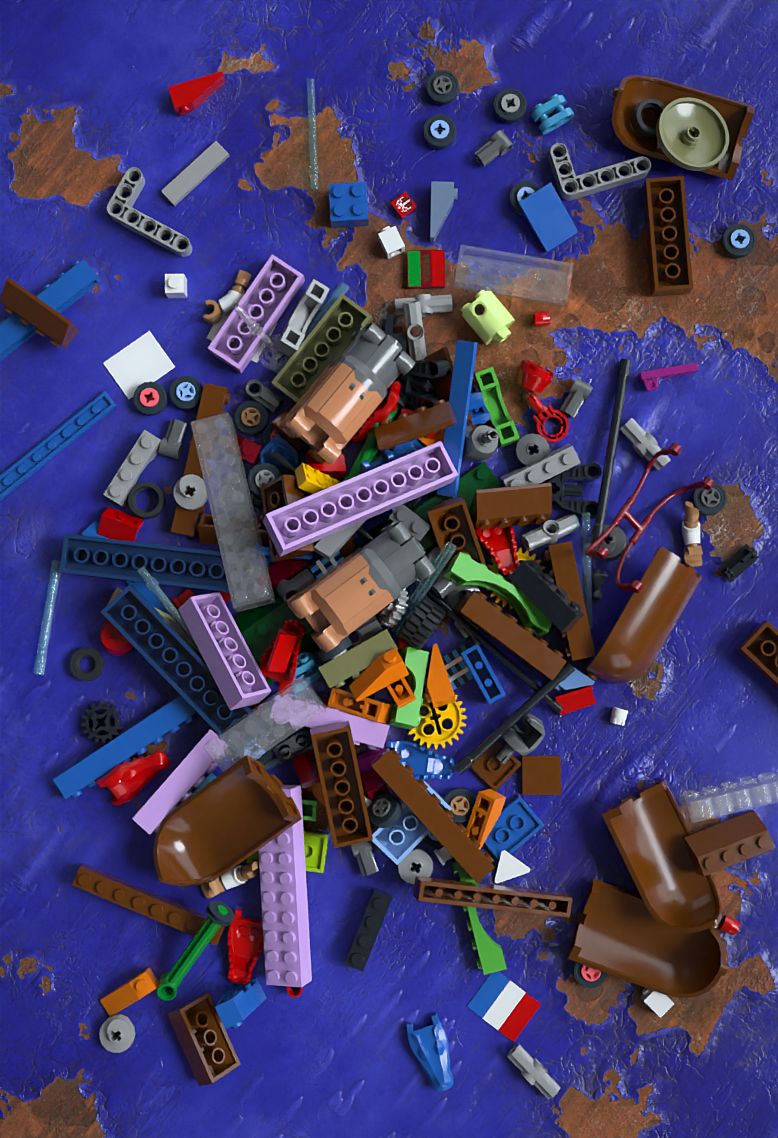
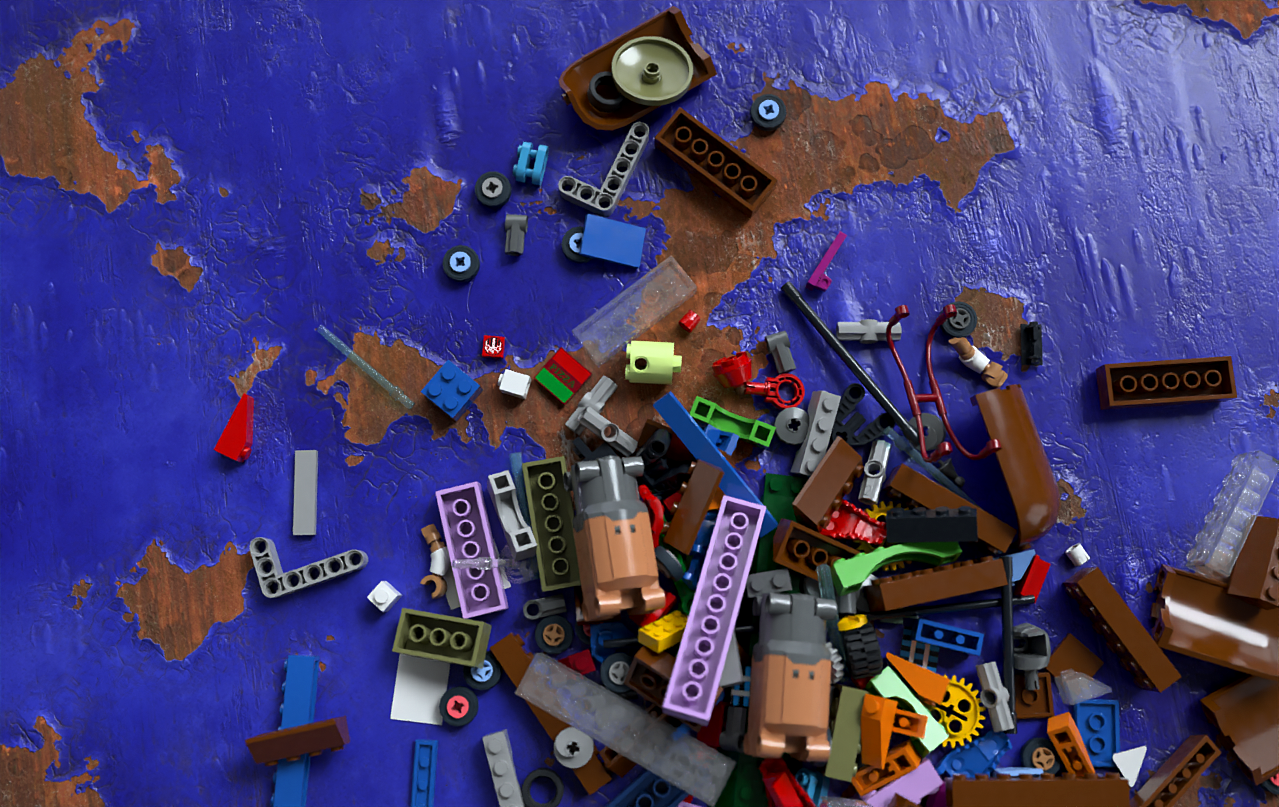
camera: 50 degrees left, 5 degrees down
(172, 443) = (514, 722): dark grey piece -> none
(183, 346) = (442, 638): none -> olive brick
(362, 444) = (668, 564): none -> black wheel
(434, 599) = (852, 621): none -> yellow tile
(442, 79) = (424, 222): black wheel -> none
(442, 201) = (519, 313): sand blue slope -> none
(471, 738) = (997, 708): none -> light grey piece
(479, 443) = (751, 462): dark grey piece -> none
(529, 789) = (1078, 687): none -> clear slope
(592, 785) = (1121, 630): none -> reddish brown brick

